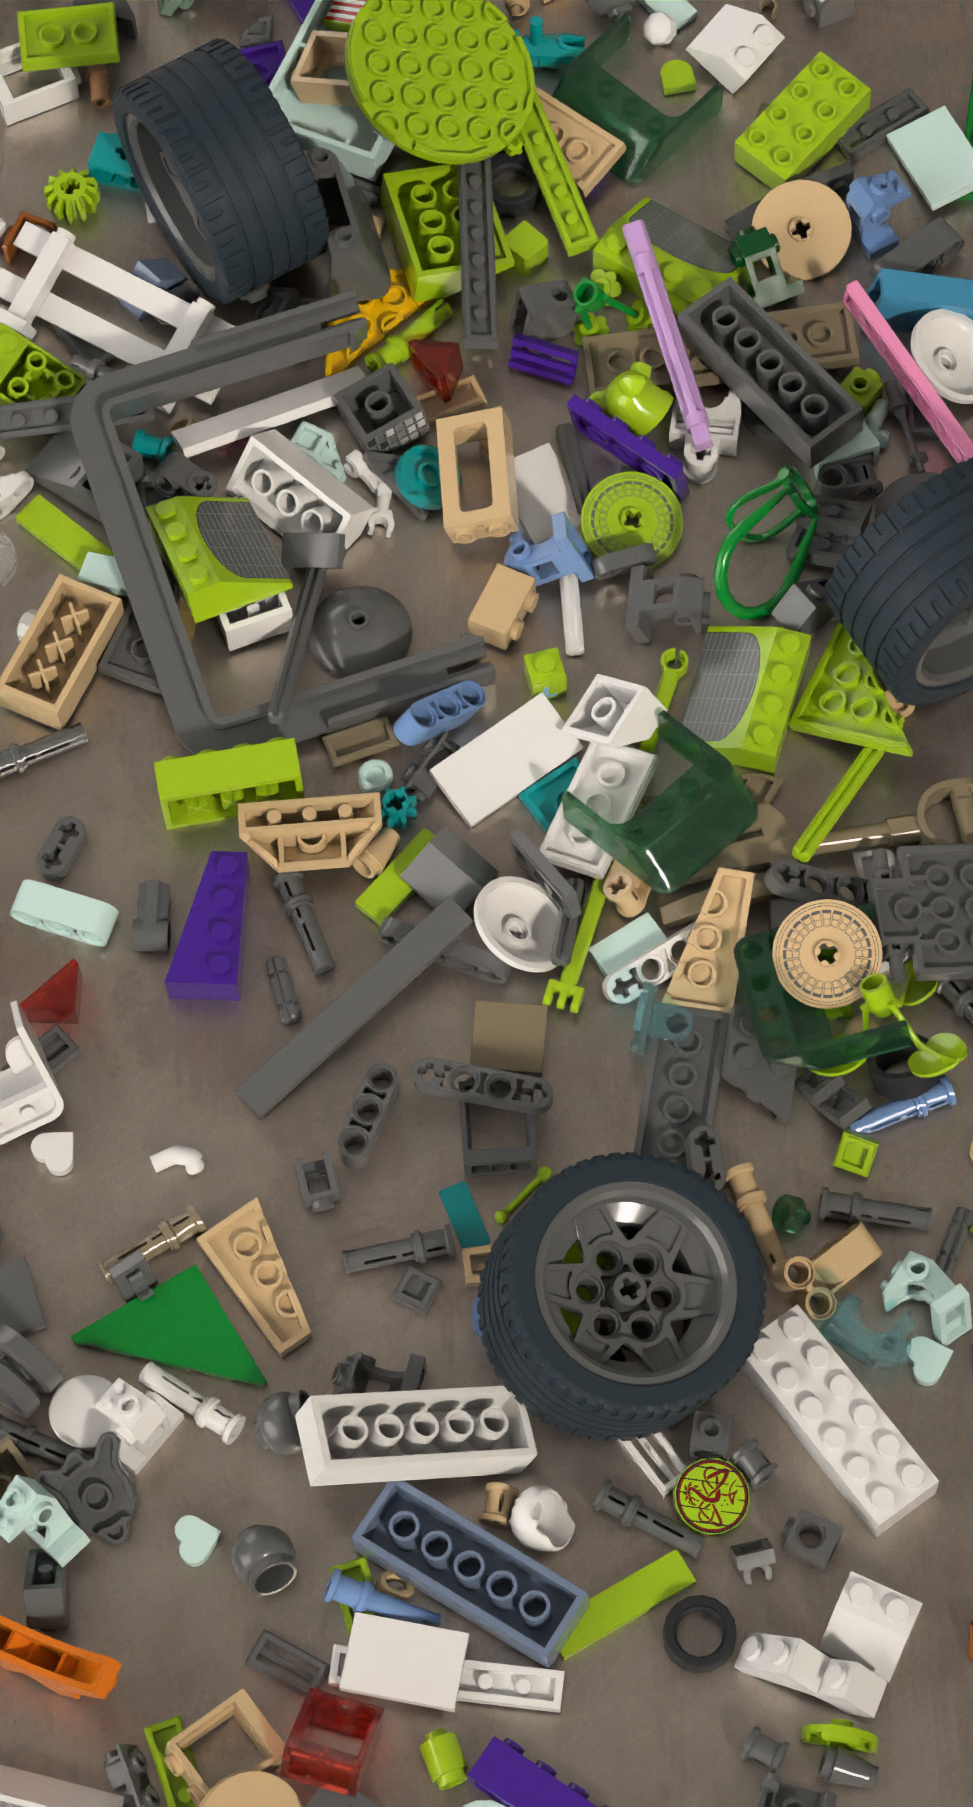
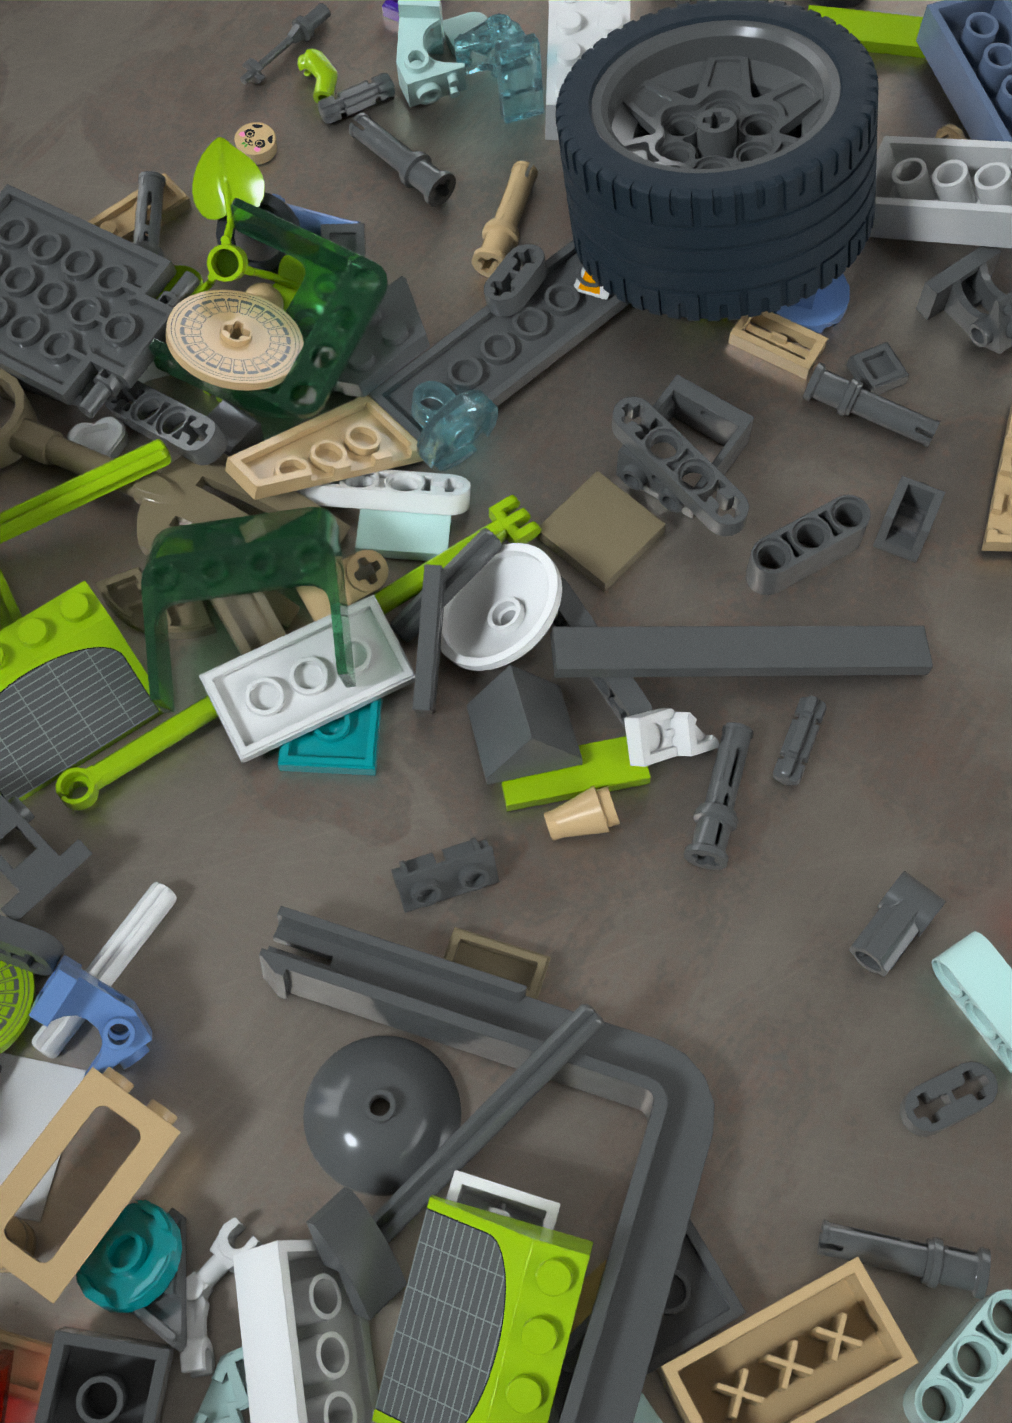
camera: 145 degrees left, 0 degrees up
(213, 782) = (698, 1004): lime brick -> none
(213, 938) = (844, 840): dark purple wedge -> none
(310, 831) = (646, 871): tan wedge -> none
(364, 927) = (664, 735): none -> white slope
(375, 776) = (511, 912): light aqua tile -> none
(404, 804) = (522, 831): teal gear -> none
(439, 712) = (390, 898): medium blue beam -> none
(464, 1216) = (777, 407): teal sticker -> none
(503, 607) = (197, 994): tan brick -> none
(505, 760) = (354, 814): white tile -> none
(541, 1520) = (915, 106): white hair -> none
(543, 1175) = (742, 380): lime hinge -> none
(545, 674) = (227, 874): lime brick -> none
(614, 713) = (206, 750): white slope -> none
(790, 1213) = (477, 199): clear green tile -> none
(827, 1270) = (516, 127): tan piece -> none
(856, 1153) = (370, 208): lime tile -> none

